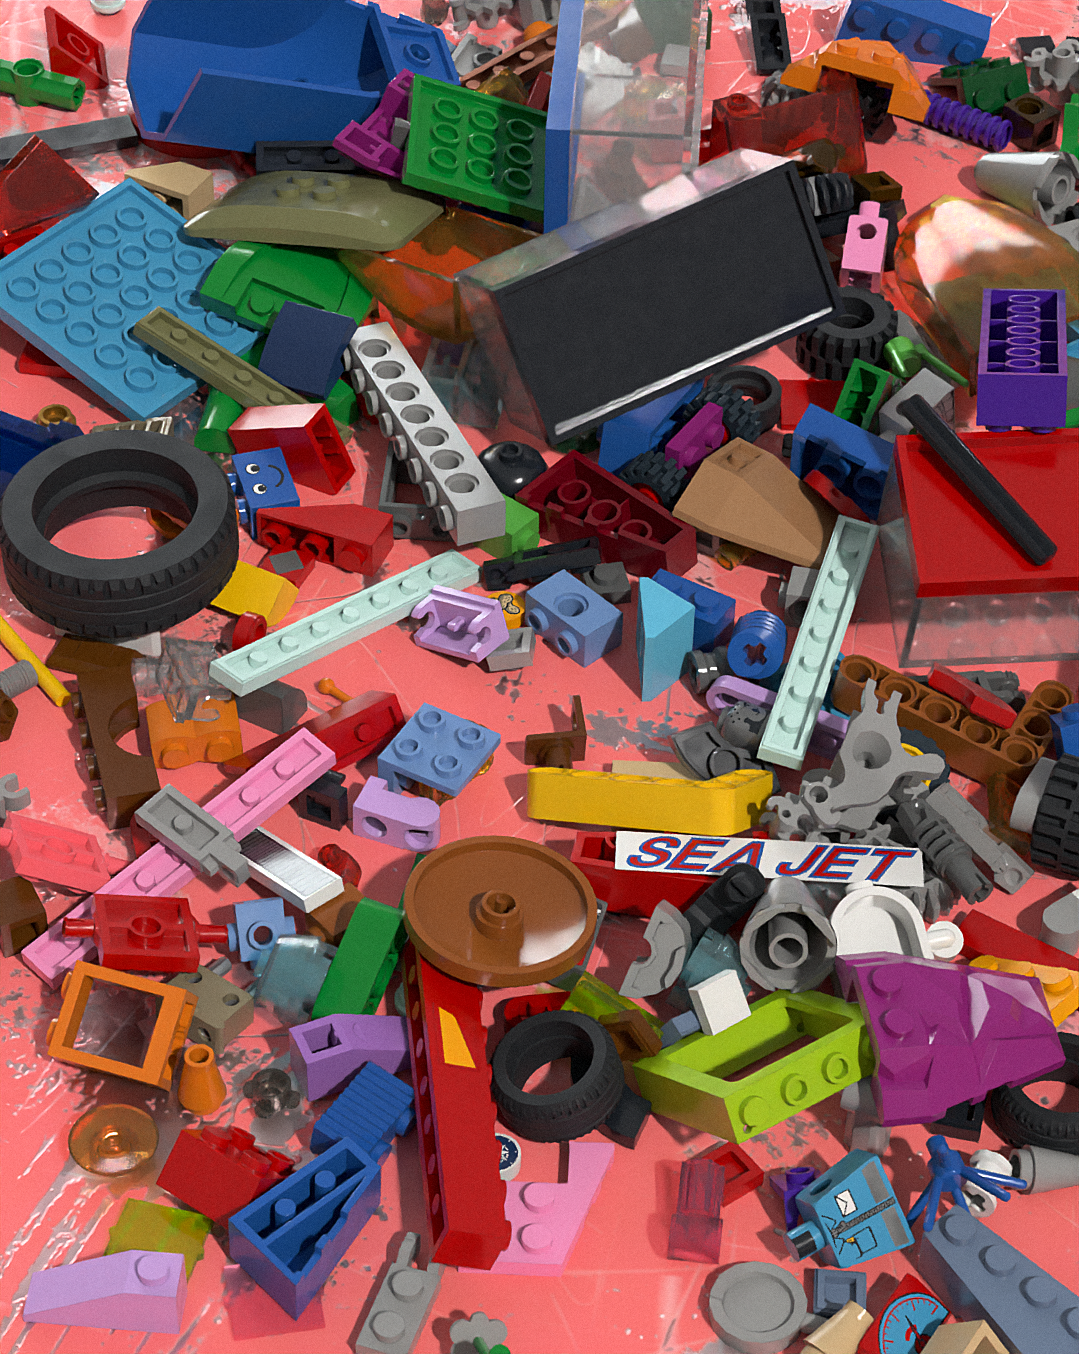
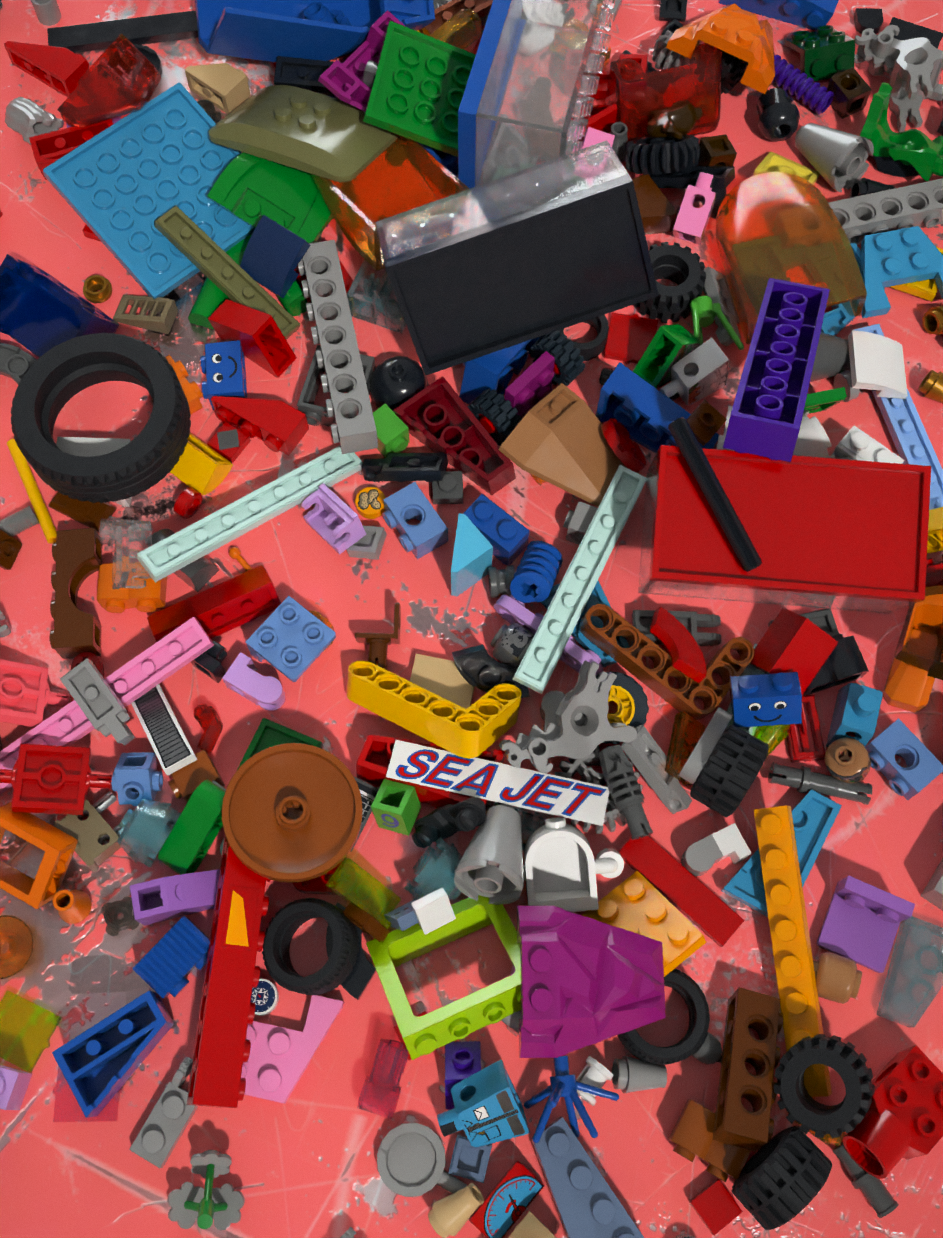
camera: 10 degrees right, 25 degrees up
(221, 1171) = (74, 991): red slope -> none
(628, 912) = (396, 807): none -> bright green brick
(670, 951) = (404, 854): light grey cylinder -> none
(943, 151) = (777, 115): none -> black piece

